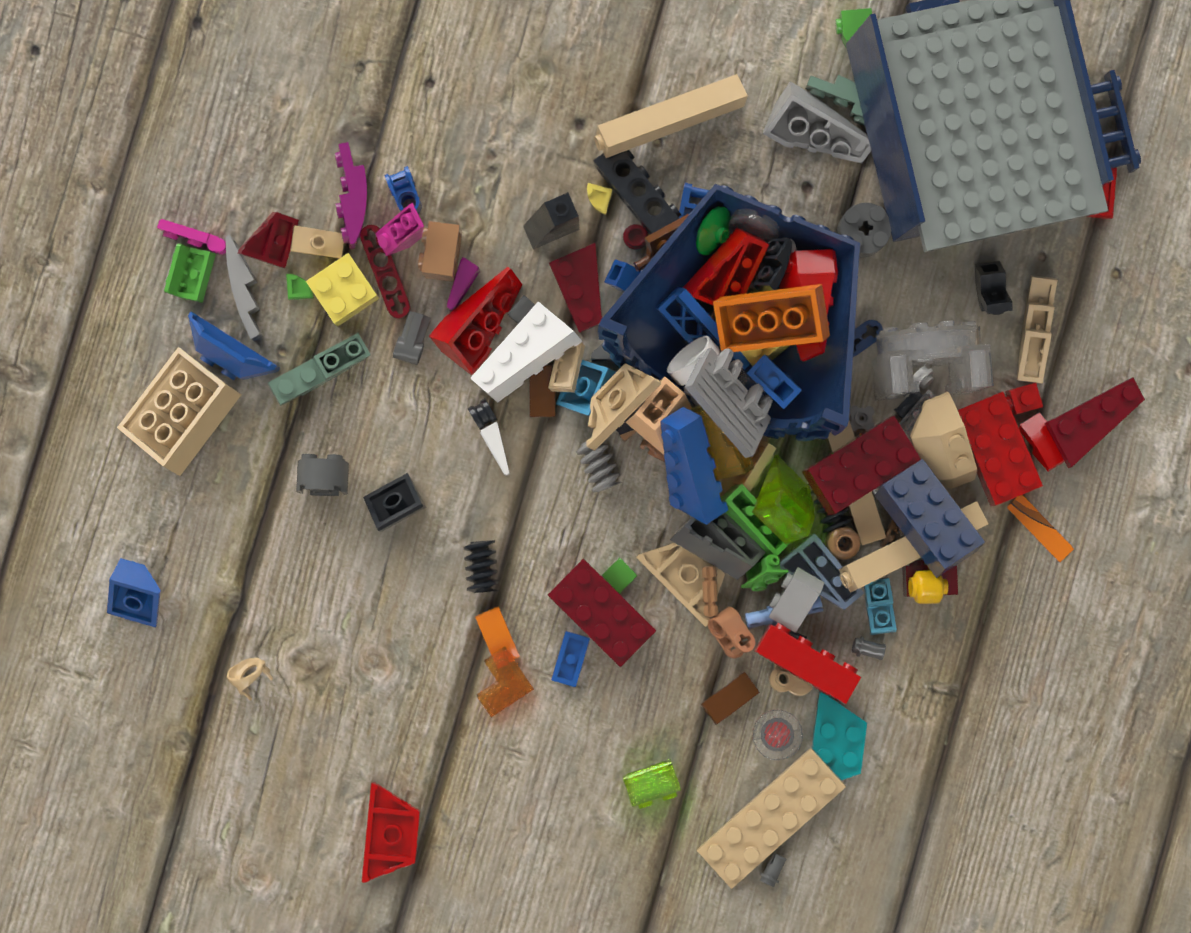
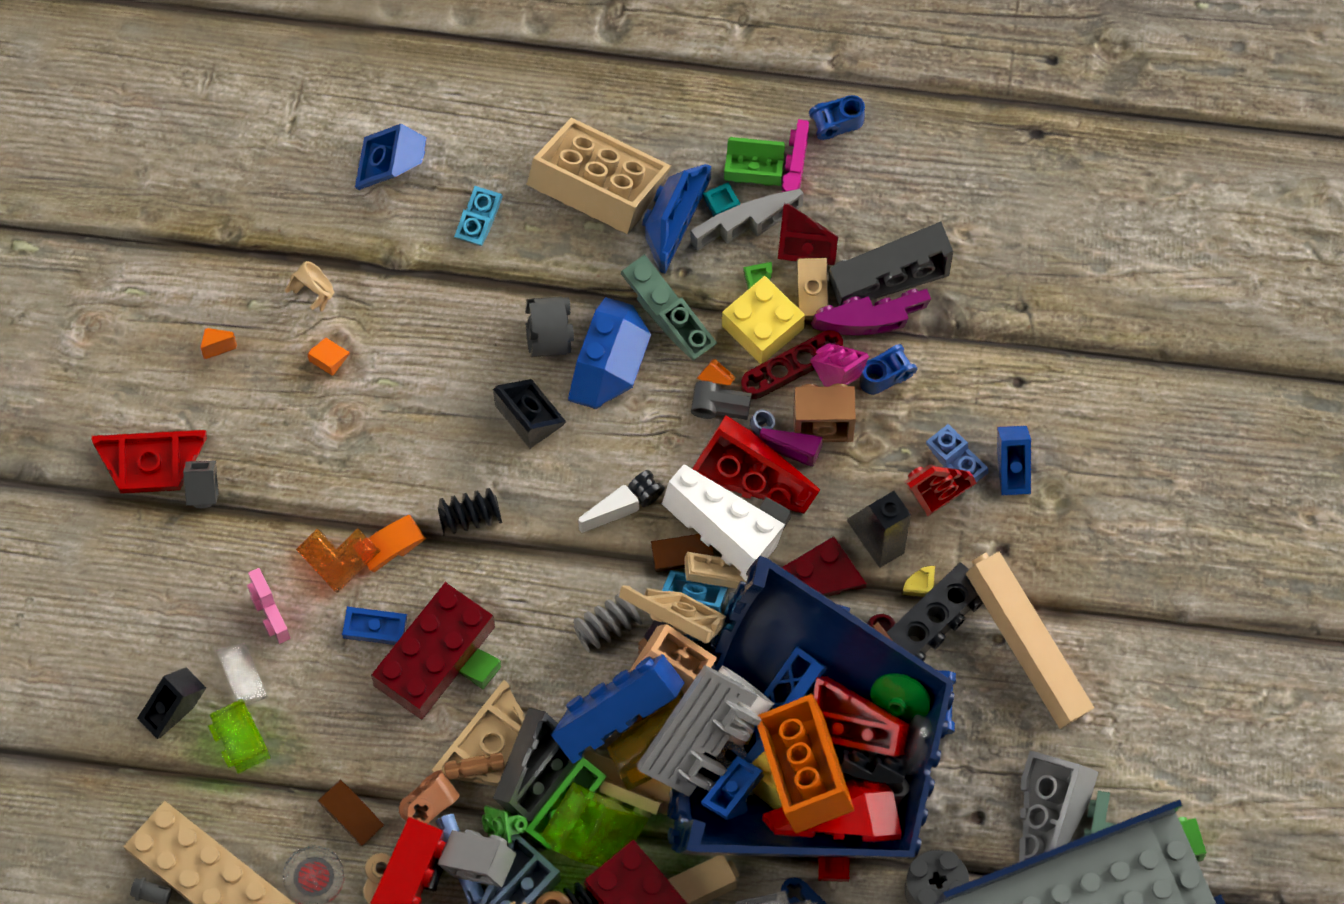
camera: 80 degrees right, 20 degrees down
(156, 194) = (835, 117): none -> blue piece
(201, 522) = (478, 216): none -> medium azure slope
(220, 307) = (721, 199): none -> teal tile
(289, 765) = (217, 342): none -> orange slope
(311, 170) = (894, 266): none -> dark grey wedge
(314, 669) = (328, 356): none -> orange slope
(351, 424) = (609, 354): none -> blue wedge
(386, 338) = (716, 373): none -> orange slope
(421, 792) = (201, 483): none -> dark grey brick
(431, 307) = (759, 418): none -> sand blue hinge
(492, 147) = (954, 453): none -> medium blue slope
(503, 98) = (1014, 460): none -> blue slope
(521, 170) = (937, 485): none -> red wedge
(533, 751) = (263, 599): none -> bright pink plate
(595, 775) = (241, 673): none -> clear slope
(612, 836) = (171, 701): none -> black slope

